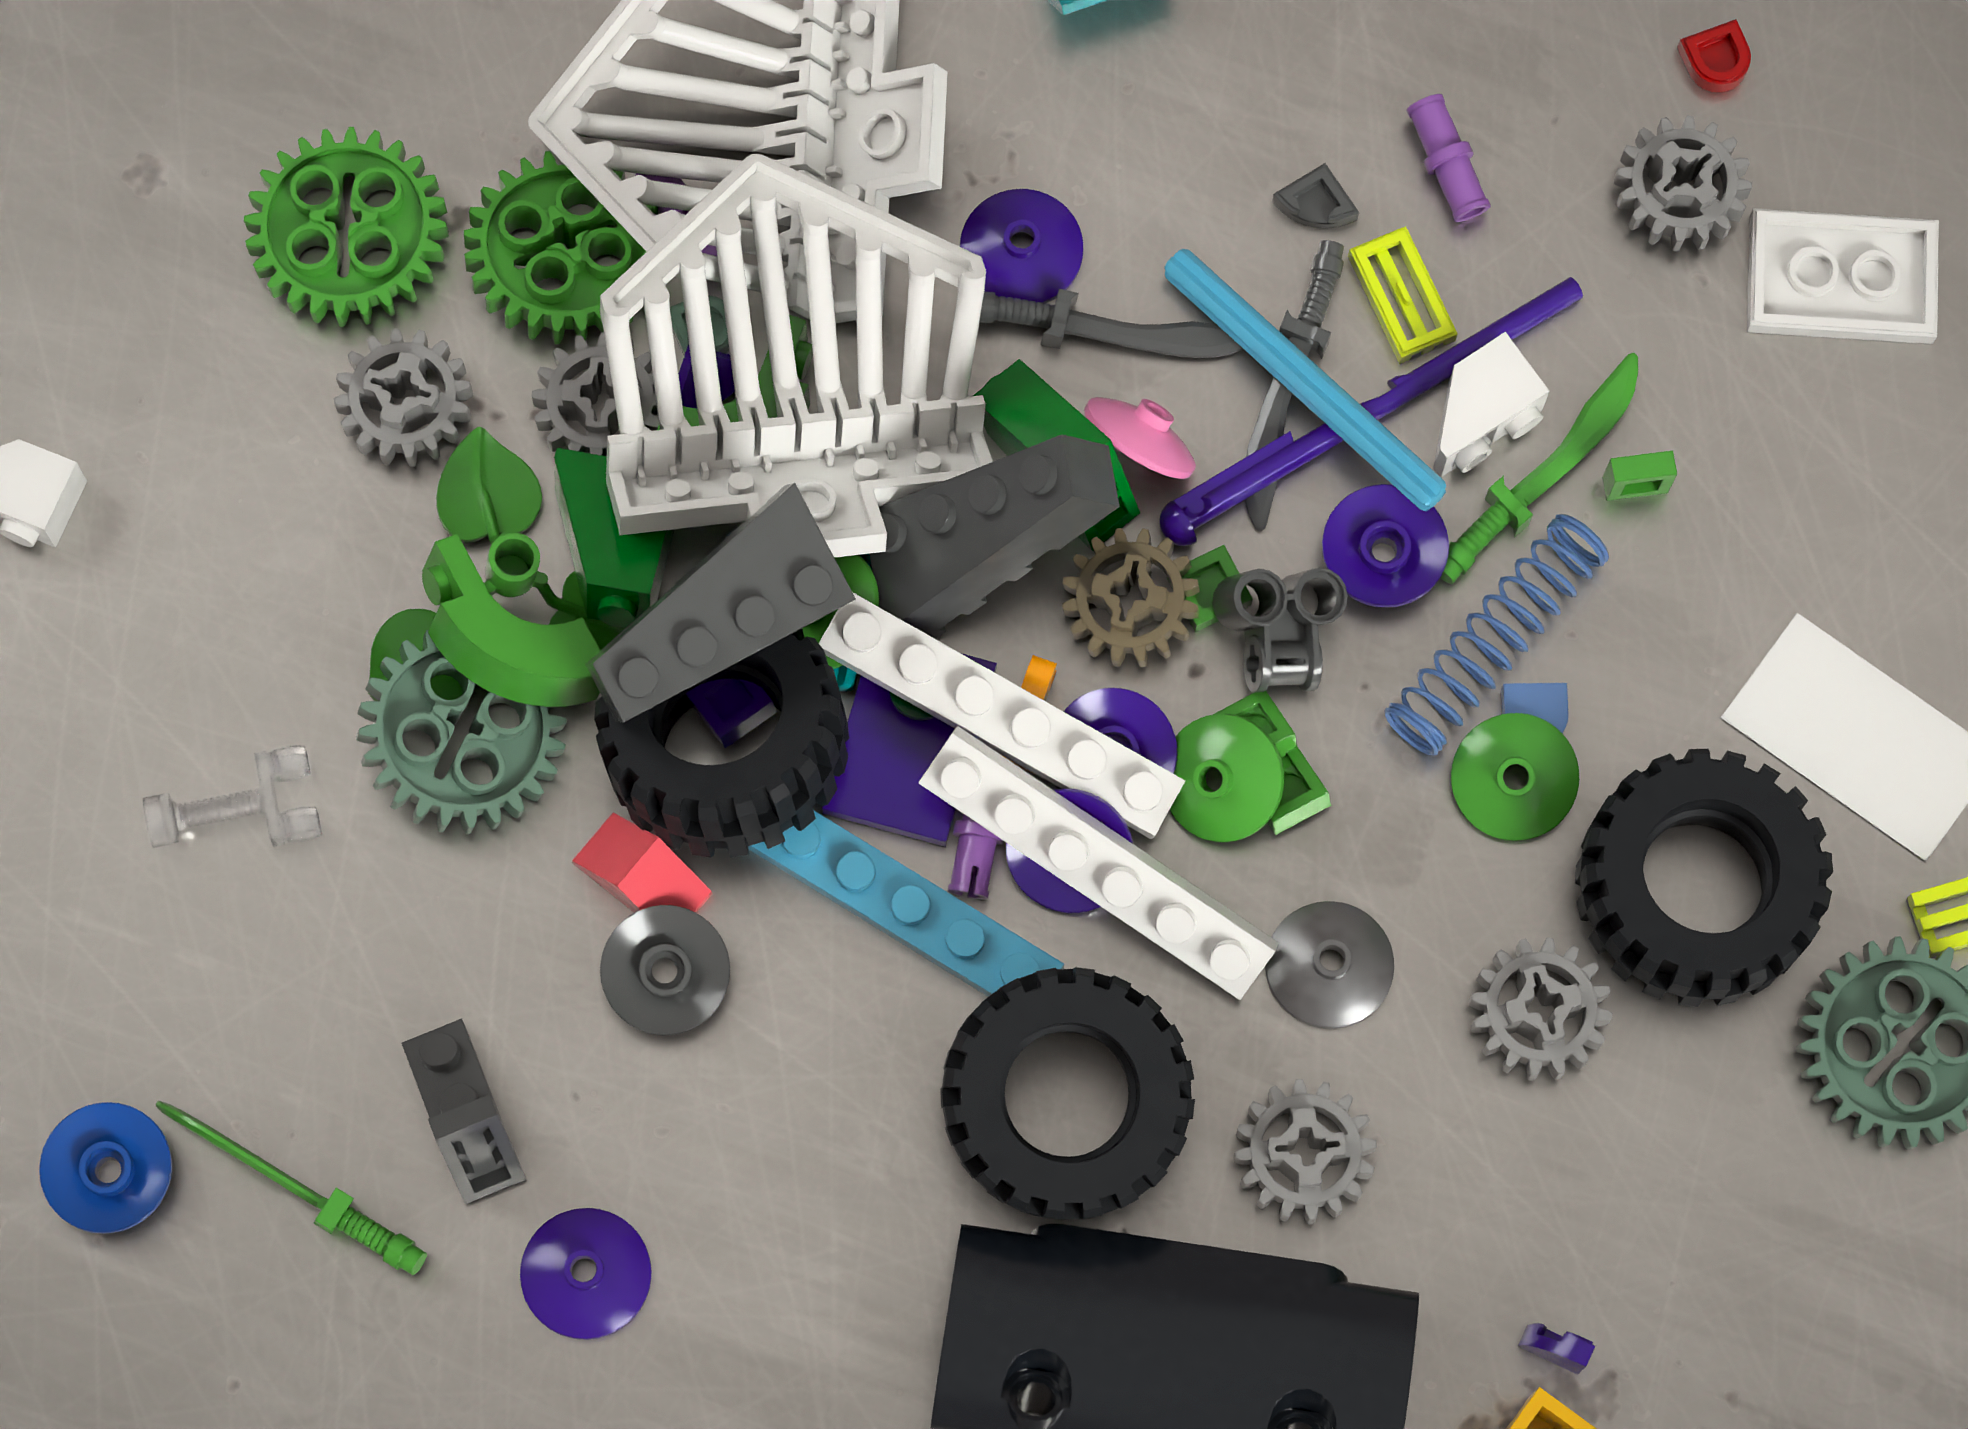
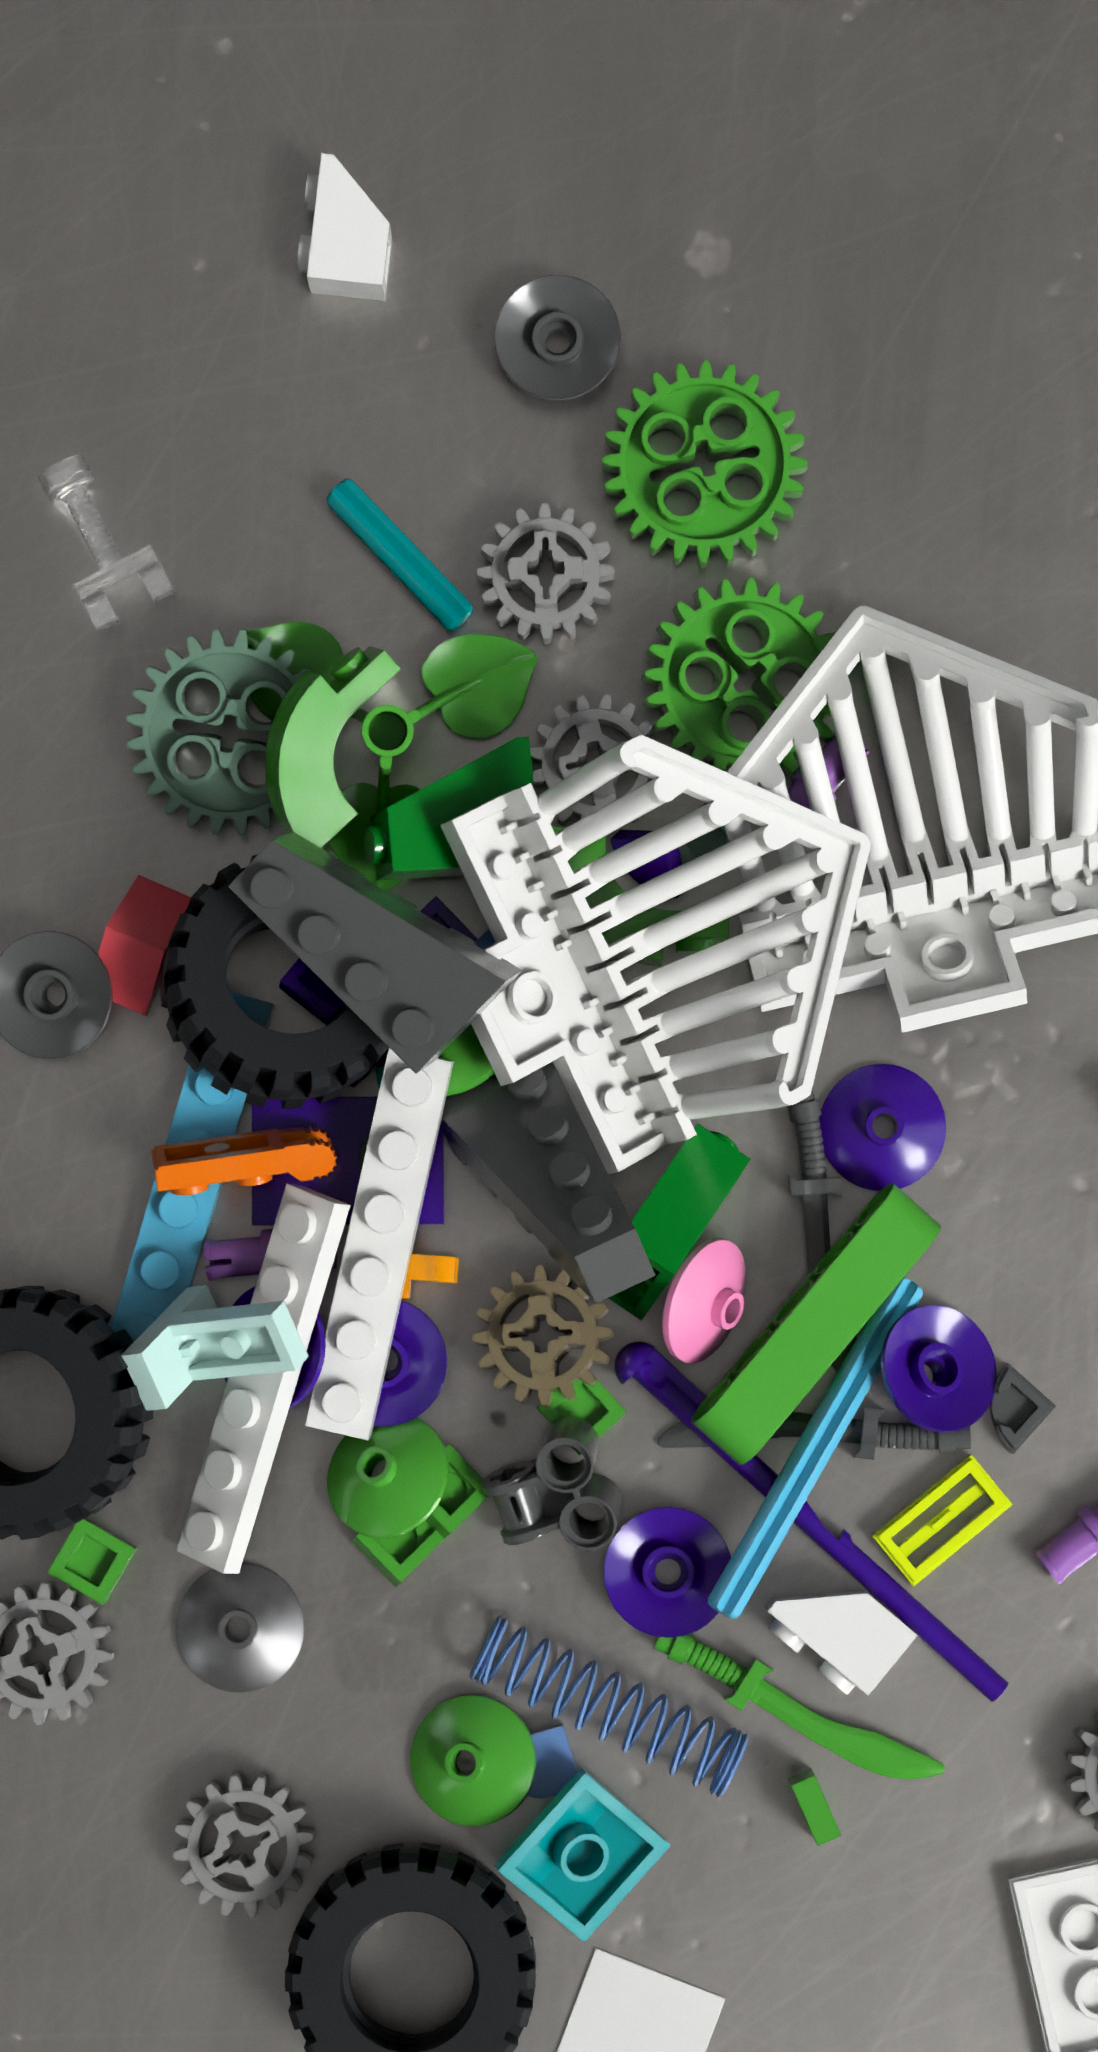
camera: 80 degrees right, 10 degrees up
(176, 297) = (557, 307): none -> dark grey dish
(339, 530) = (399, 554): none -> teal axle
(881, 821) = (243, 1158): none -> orange hinge
(1054, 885) = (209, 1342): none -> light aqua bracket
(1190, 345) = (816, 1324): none -> bright green beam
(1228, 1084) = (92, 1560): none -> bright green tile
(1262, 251) = (959, 1362): none -> dark purple dish
(1631, 697) = (582, 1854): none -> teal slope

